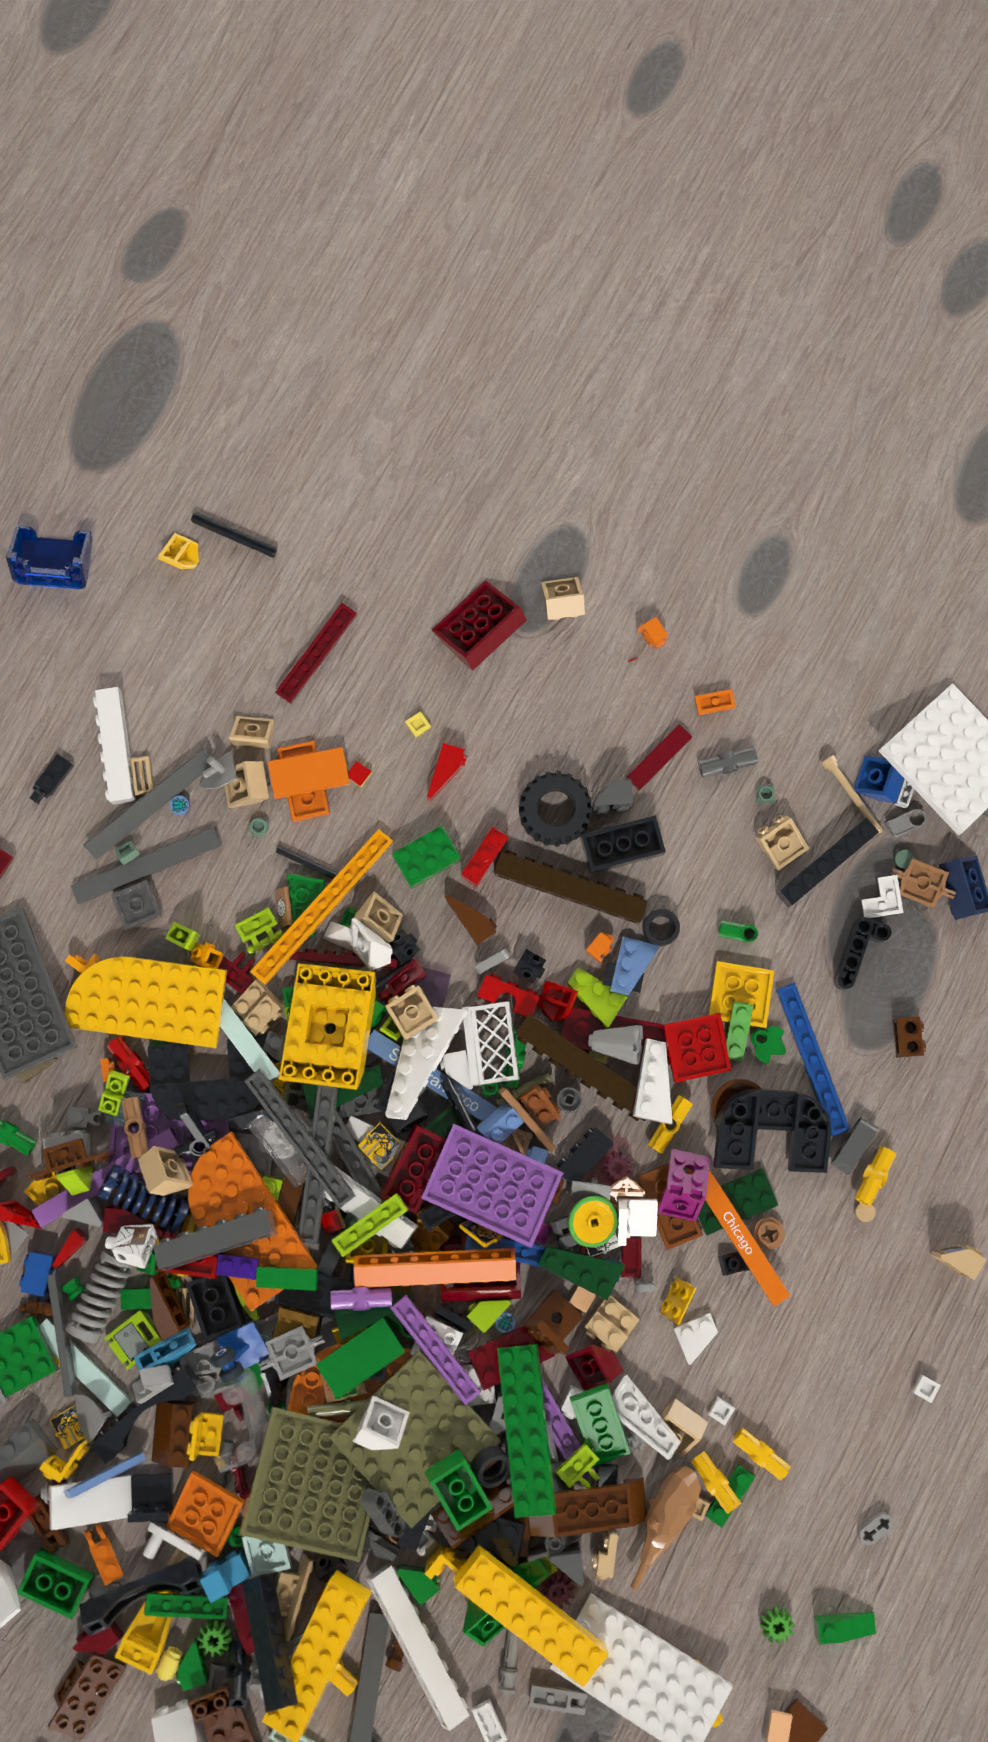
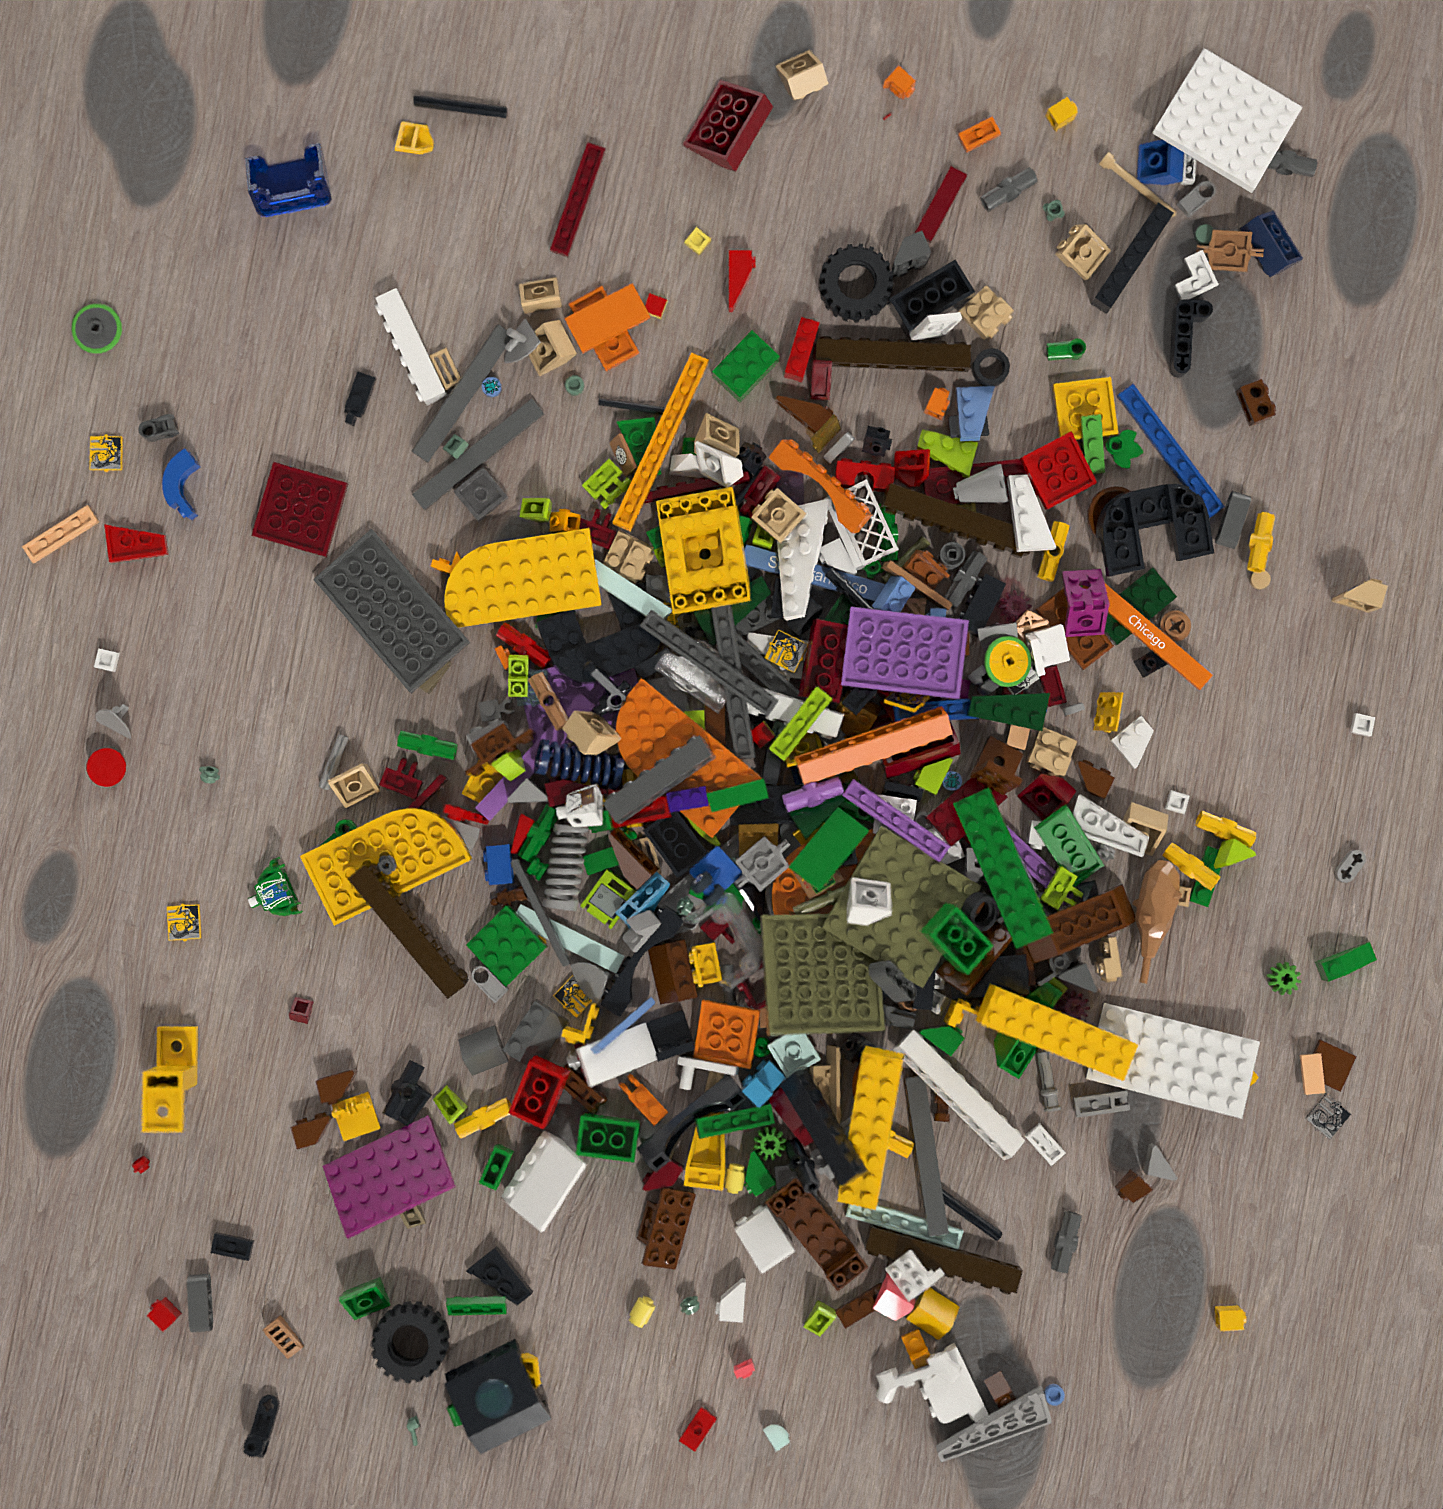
camera: 15 degrees left, 5 degrees up
(85, 1255) = (539, 834): none -> green piece
(203, 1371) = (684, 906): none -> sand green plate
(481, 1027) = (849, 511): none -> orange arch
(483, 945) = (826, 433): none -> clear yellow piece
(494, 891) = (821, 380): none -> dark red tile
(576, 1125) = (965, 578): none -> dark grey piece
(618, 873) = (935, 326): none -> white plate
(645, 1366) = (1093, 780): none -> reddish brown slope
(672, 873) = (986, 313): none -> tan plate
(759, 1482) = (1231, 852): none -> lime slope
(799, 705) = (1061, 113): none -> yellow brick

